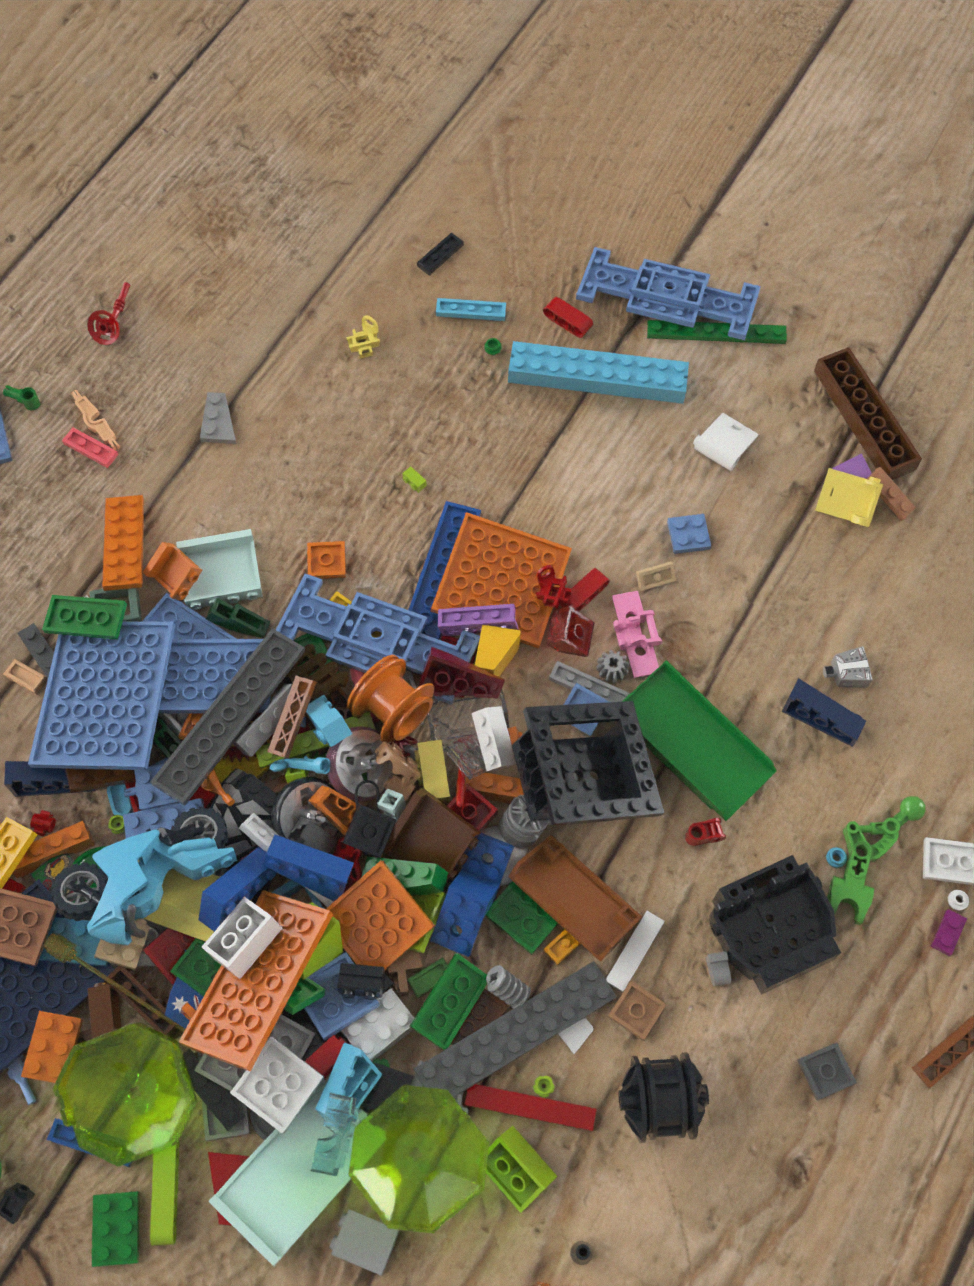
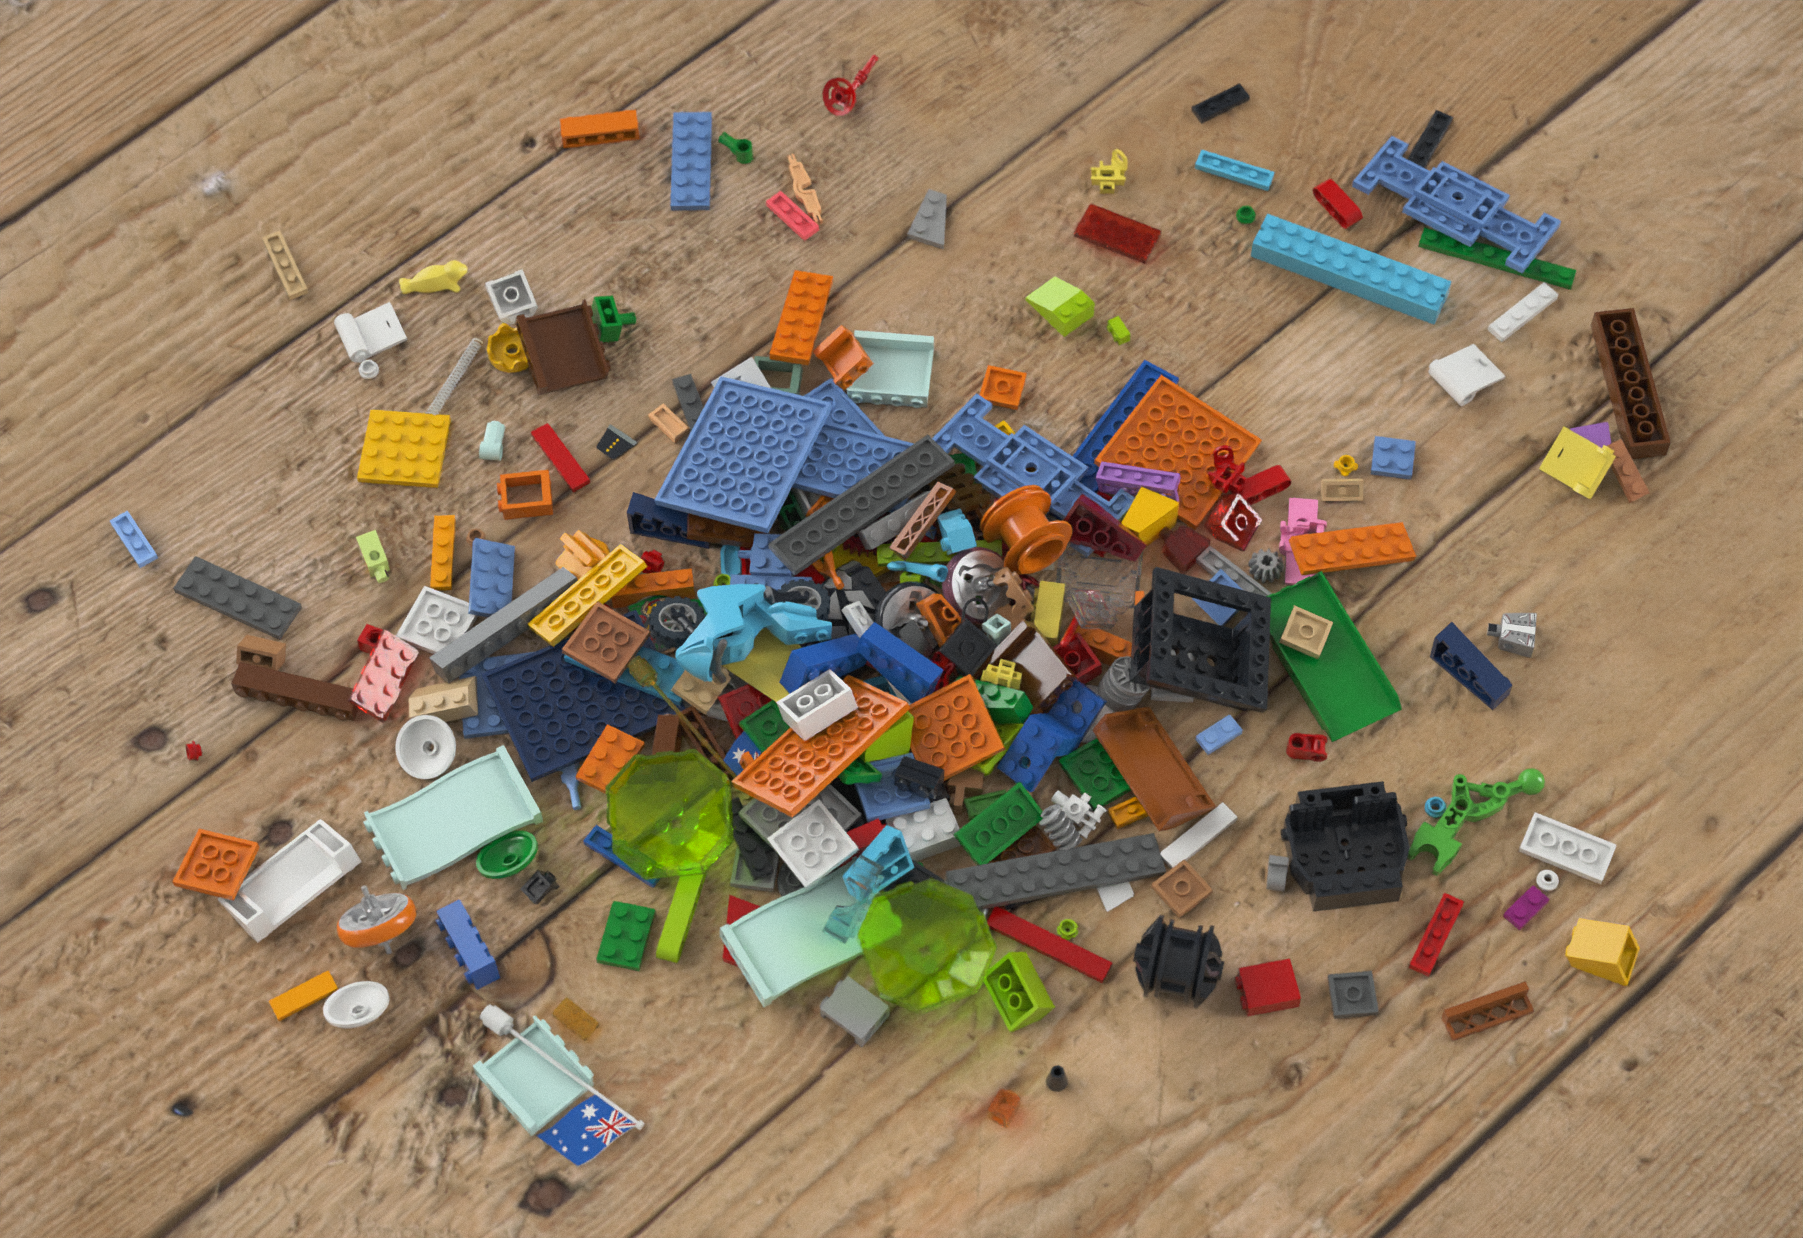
camera: 20 degrees right, 5 degrees down
(84, 617) = (745, 376): green plate -> none
(237, 619) = (894, 420): dark green slope -> none
(357, 469) = (1062, 305): none -> lime slope
(387, 391) = (1117, 233): none -> clear red plate
(409, 848) = (1002, 675): none -> light yellow piece
(494, 738) = (1118, 596): white brick -> none
(516, 960) = (1078, 811): none -> white piece
(534, 668) = (1183, 547): none -> clear red torso
(621, 842) = (1218, 734): none -> light blue plate
(626, 241) = (1430, 138): none -> black tile
(651, 547) = (1346, 460): none -> yellow plate
(672, 723) = (1306, 632): none -> tan plate
(683, 630) = (1352, 548): none -> orange plate
(748, 1089) = (1267, 987): none -> red brick
(753, 374) = (1523, 312): none -> white plate
(880, 985) = (1436, 934): none -> red plate

